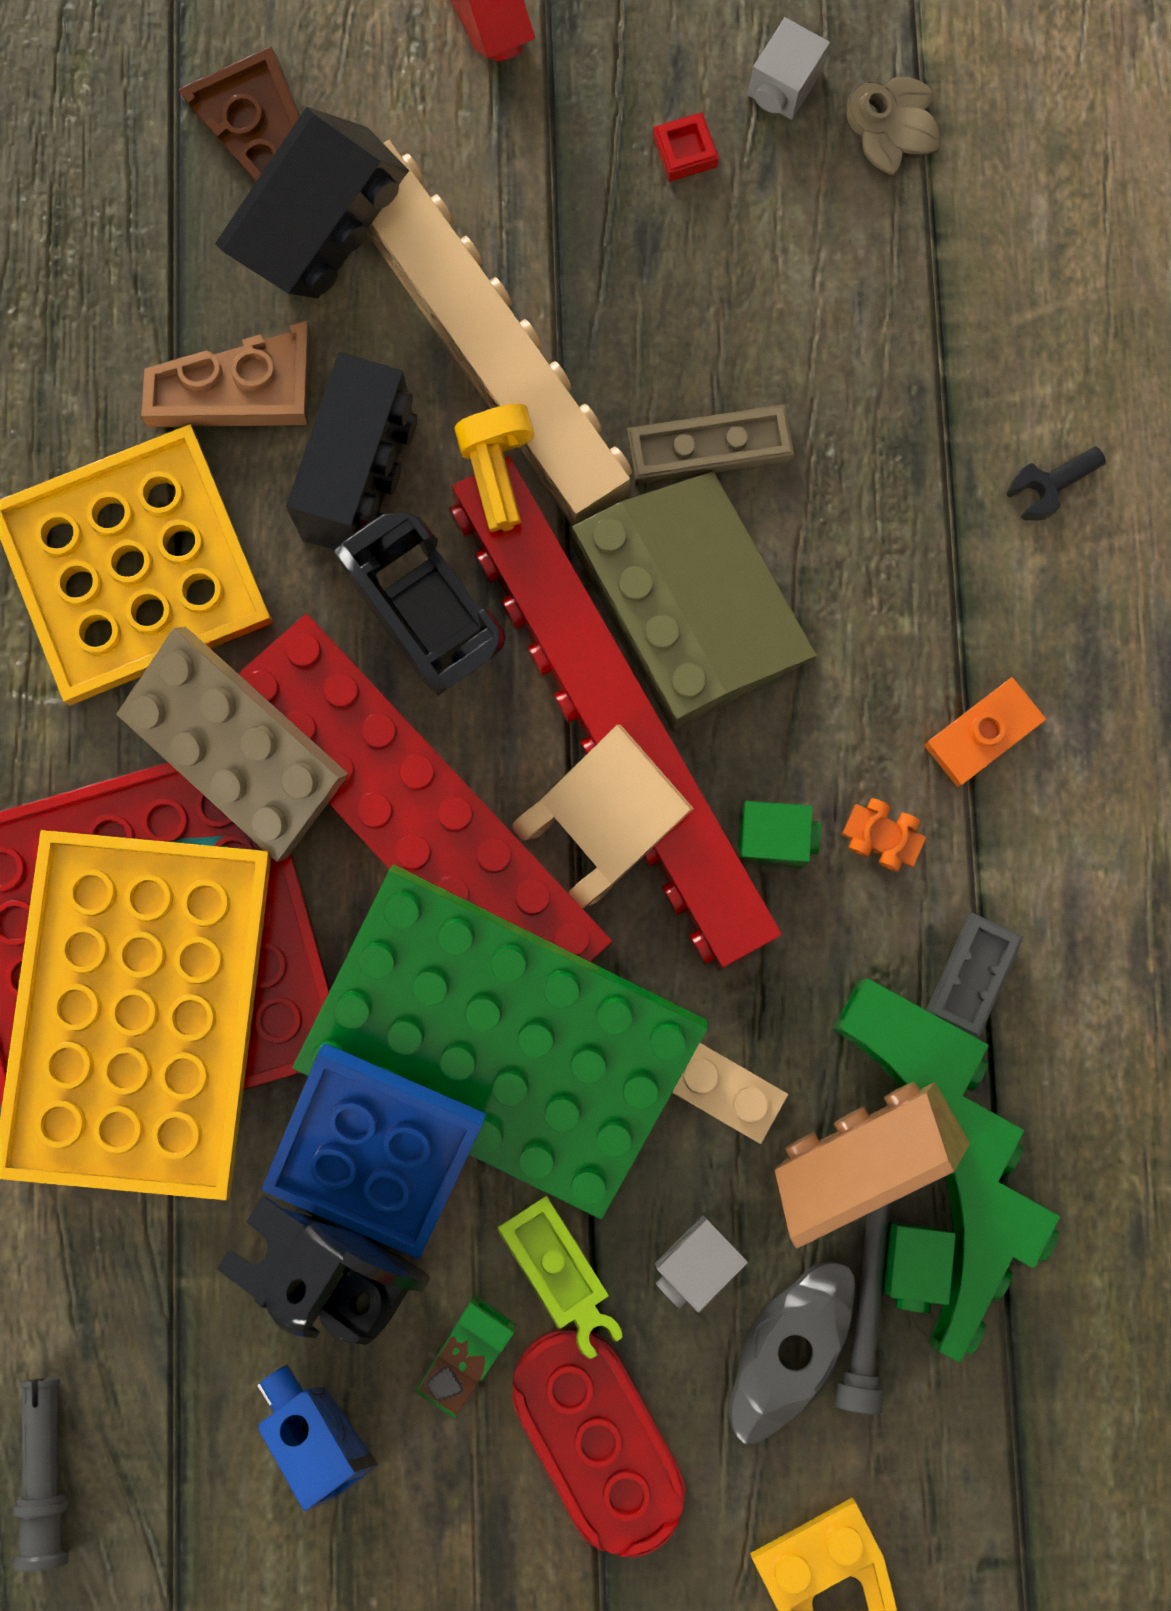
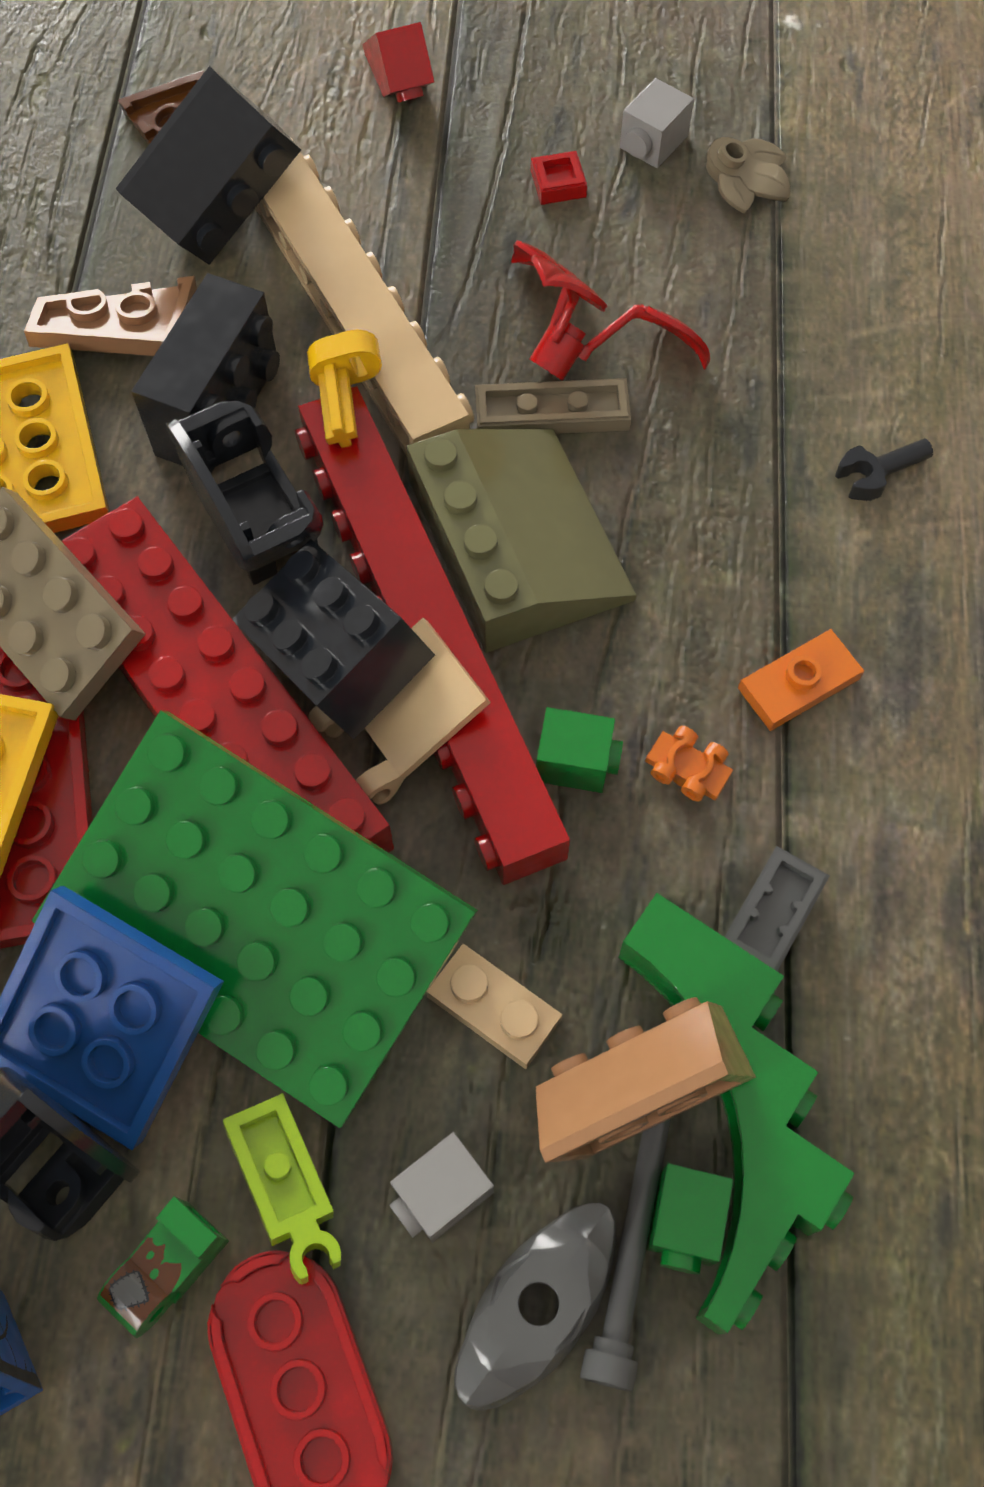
camera: 10 degrees right, 15 degrees down
(529, 755) = (333, 638): none -> black brick
(722, 350) = (563, 340): none -> red plant

